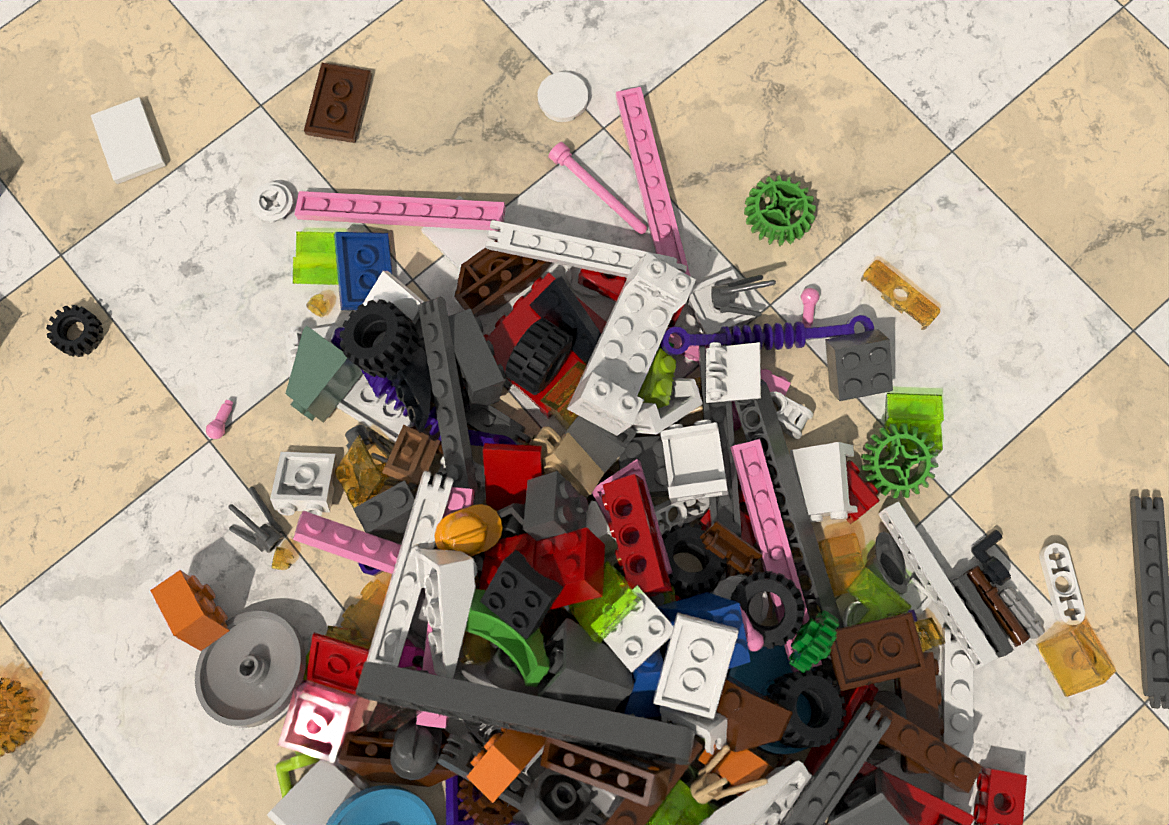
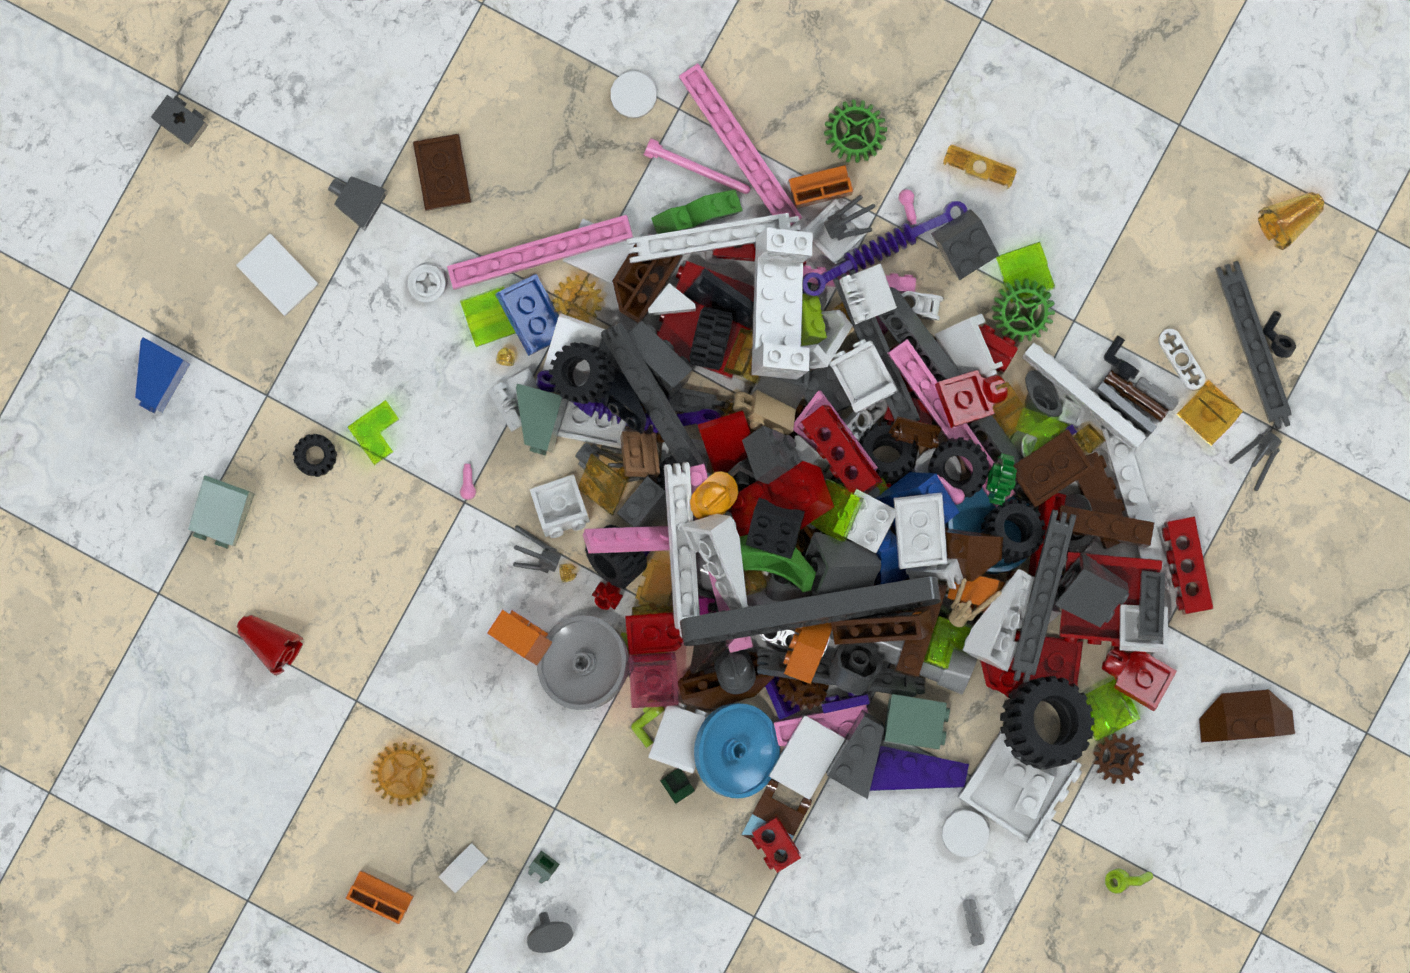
camera: 25 degrees left, 10 degrees up
(142, 326) = (368, 431): none -> clear neon green plate
(241, 96) = (358, 199): none -> dark grey torso
(312, 601) = (607, 596): none -> red gear
(336, 574) = (618, 567): none -> black tyre
(429, 273) = (571, 286): none -> clear yellow gear
(511, 306) = (671, 302): none -> white slope
(587, 225) = (698, 212): none -> bright green arch
(721, 253) = (820, 187): none -> orange piece
(808, 531) = (970, 397): none -> plate
(1136, 722) = (1268, 446): none -> dark grey plant

